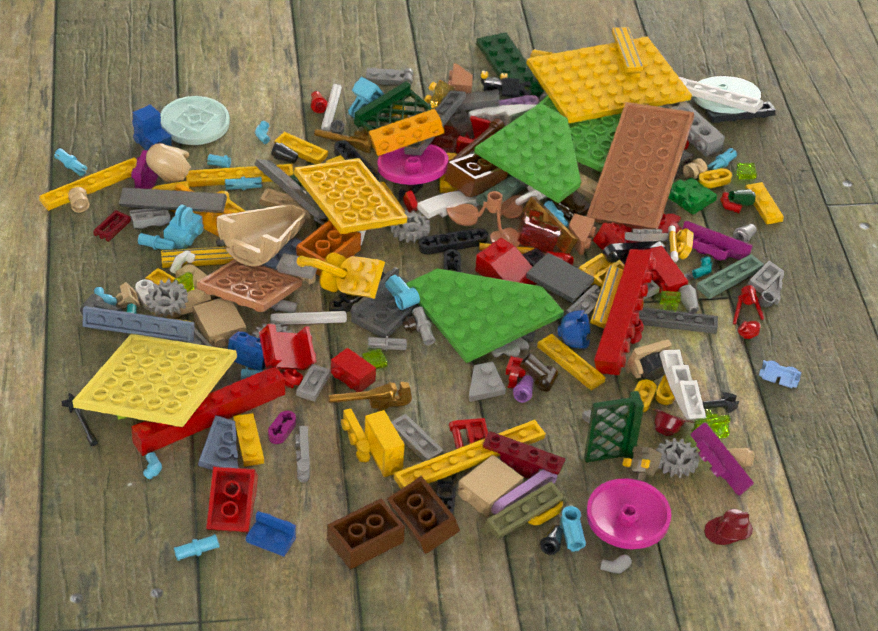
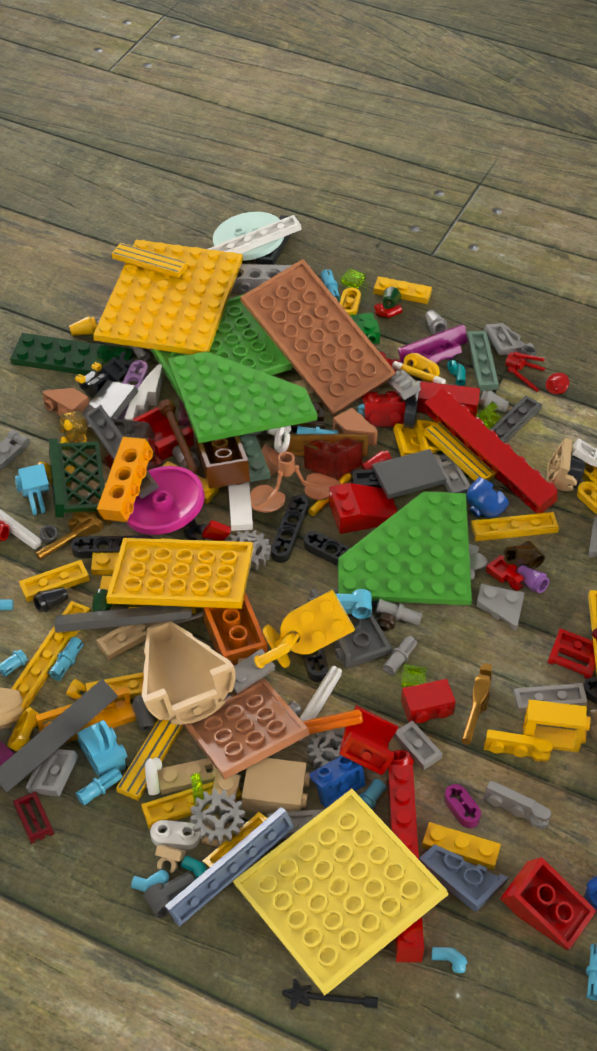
camera: 55 degrees left, 5 degrees up
(285, 321) = (334, 721): none -> orange axle

